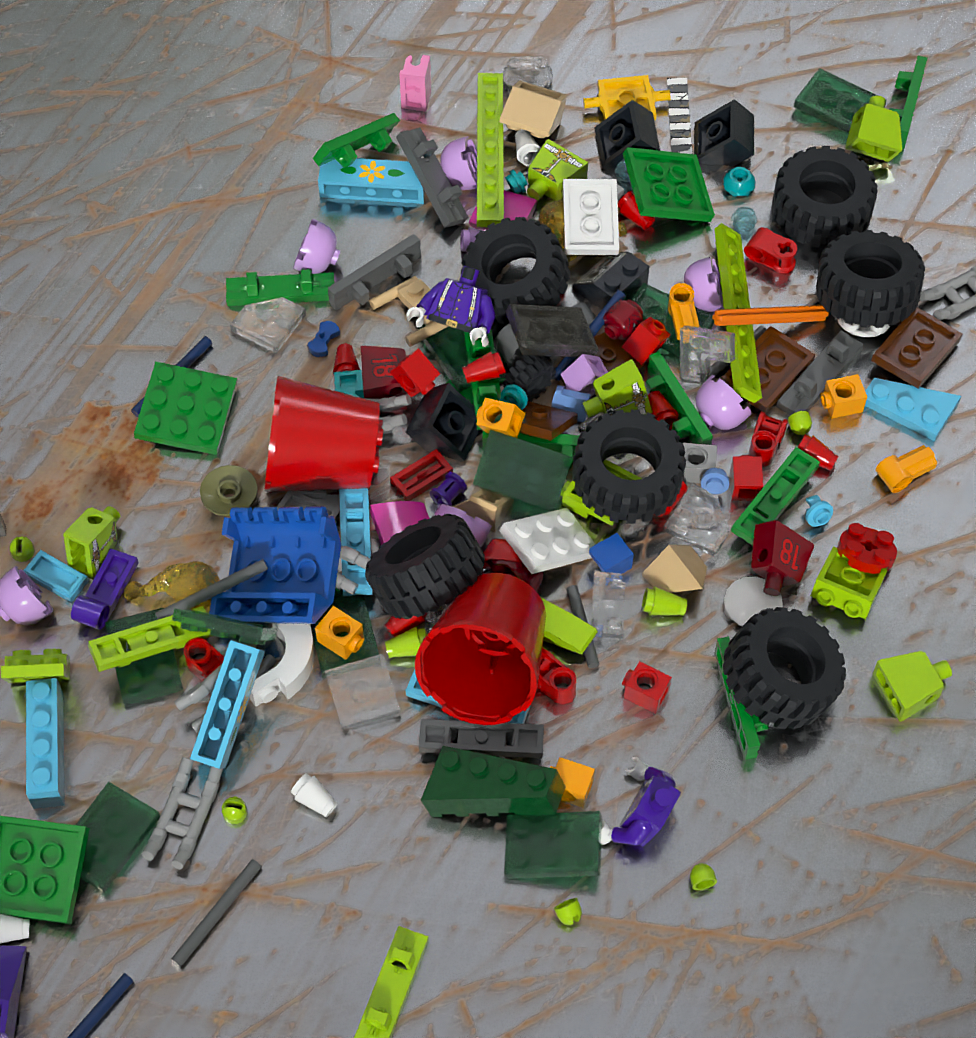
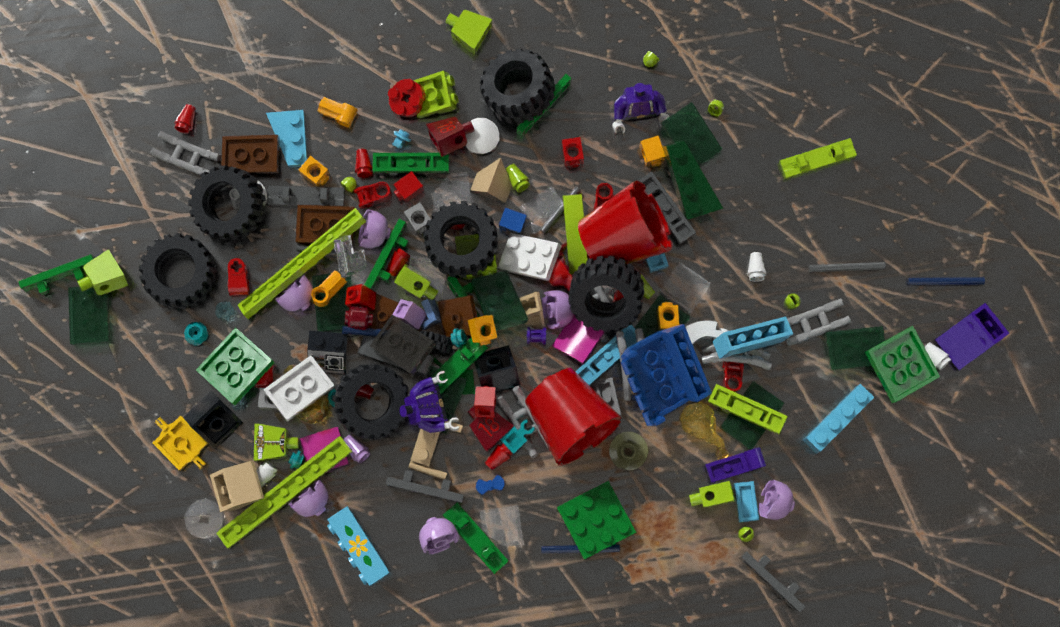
camera: 130 degrees left, 20 degrees up
(28, 667) = (809, 454): lime plate -> none
(215, 588) = (699, 400): dark grey bar -> none
(224, 626) = (718, 367): clear green plate -> none
(344, 146) = (327, 570): green hinge -> none
(415, 84) = (269, 572): bright pink hinge -> none
(425, 479) = (523, 348): red tile -> none
(432, 177) = (335, 506): dark grey hinge -> none
(484, 368) = (453, 365): red cone -> none
(679, 116) = (165, 406): sticker -> none
(715, 481) = (425, 199): medium blue plate -> none
(725, 135) = (168, 363): black slope -> none
(769, 315) = (294, 241): orange axle -> none

